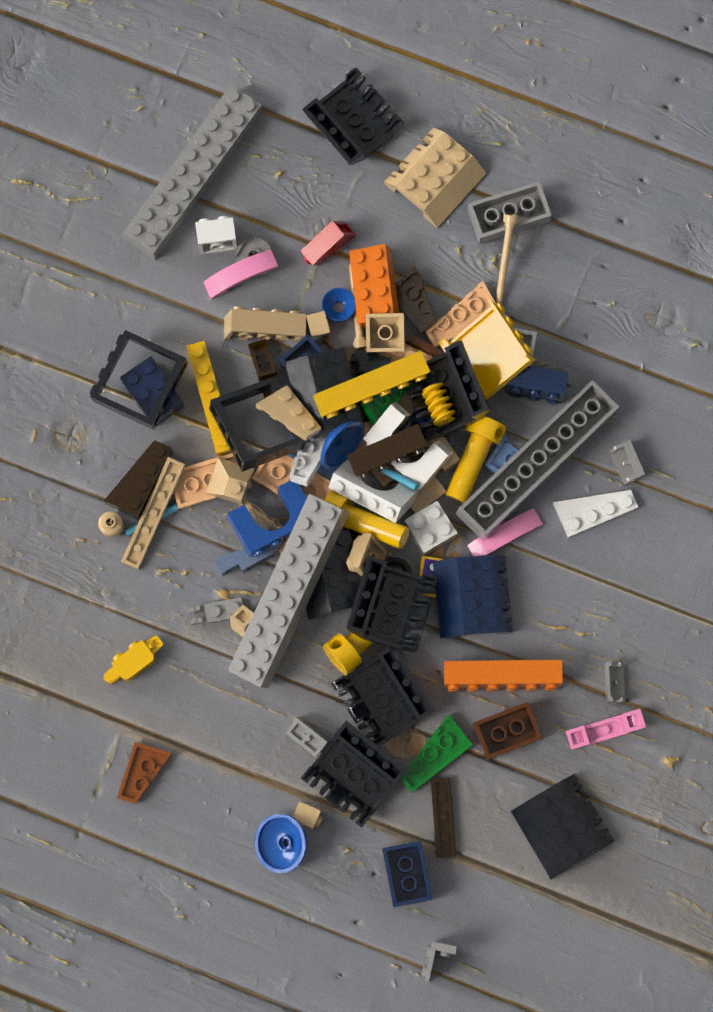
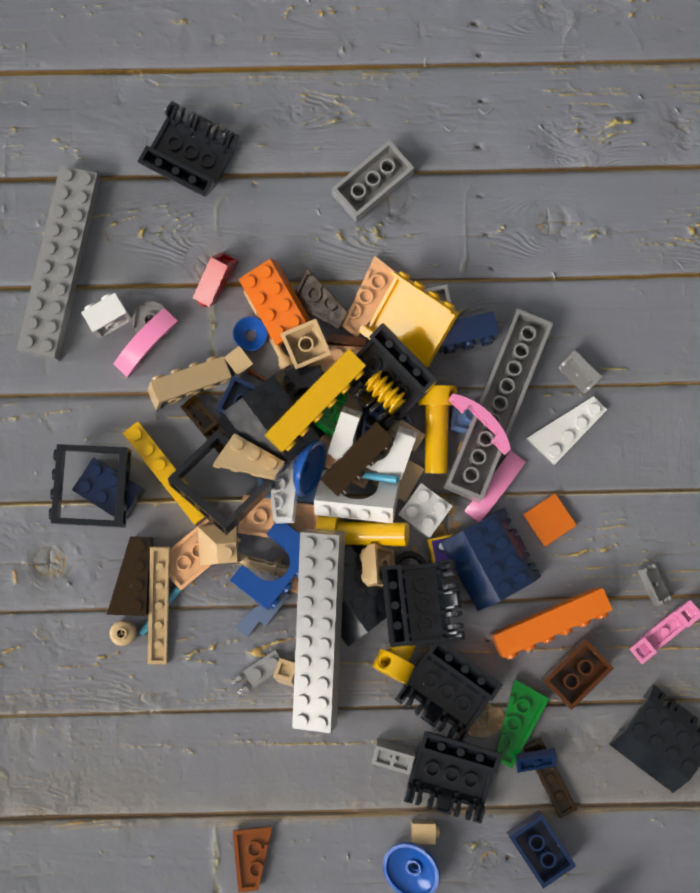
camera: 25 degrees left, 5 degrees up
(133, 661) = (200, 753): yellow hinge -> none
(436, 792) = (535, 760): none -> dark blue plate
(437, 176) = (290, 174): tan slope -> none
(505, 443) = (463, 403): none -> bright pink slope
(510, 222) = (379, 190): tan piece -> none
(542, 585) = (549, 520): none -> orange tile

